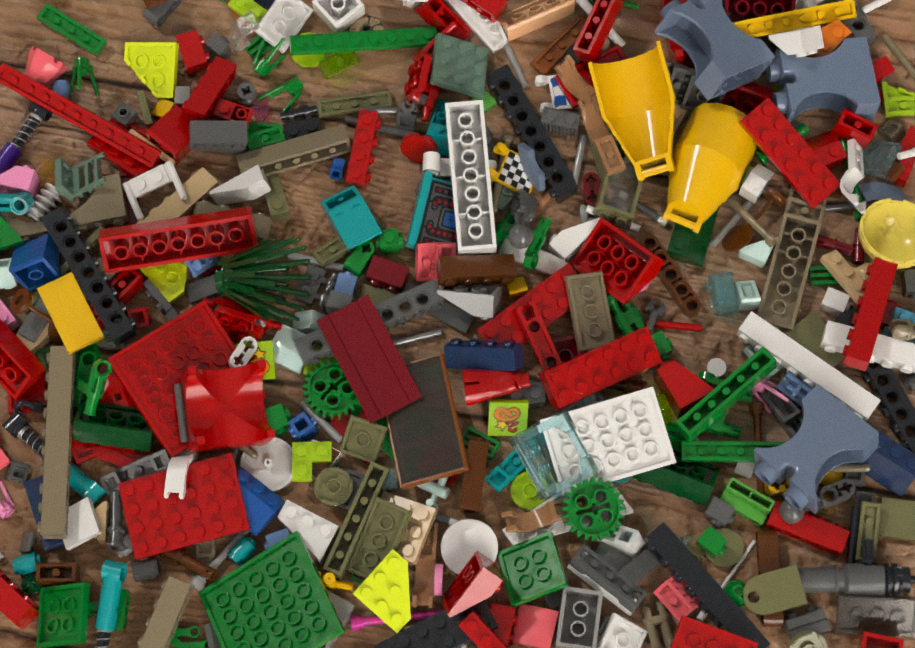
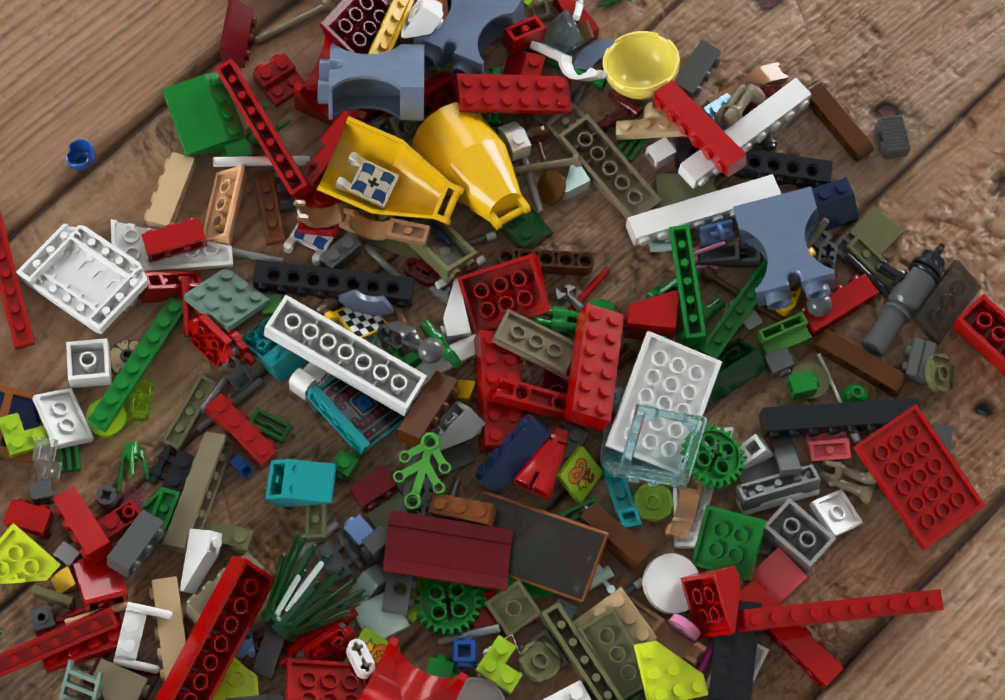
camera: 65 degrees left, 5 degrees down
(262, 66) = (91, 465): green plant -> none
(358, 260) = (342, 505): green piece -> none
(387, 182) = (281, 439): none -> green tile
(412, 349) = (462, 510): none -> dark orange brick
(415, 145) = (276, 384): red tile -> none
(421, 296) = (422, 468): none -> bright green plant
(426, 257) = (385, 441): coral slope -> none
(630, 184) = (441, 236): none -> dark blue helmet
(632, 100) = (370, 181): none -> white flag
(637, 47) = (330, 139): none -> red slope
(717, 367) = (650, 281): white tile -> none
(722, 293) = (591, 232): clear light blue brick -> none
(747, 295) = (605, 214): light aqua slope -> none
(777, 591) = (879, 361): olive tile -> none

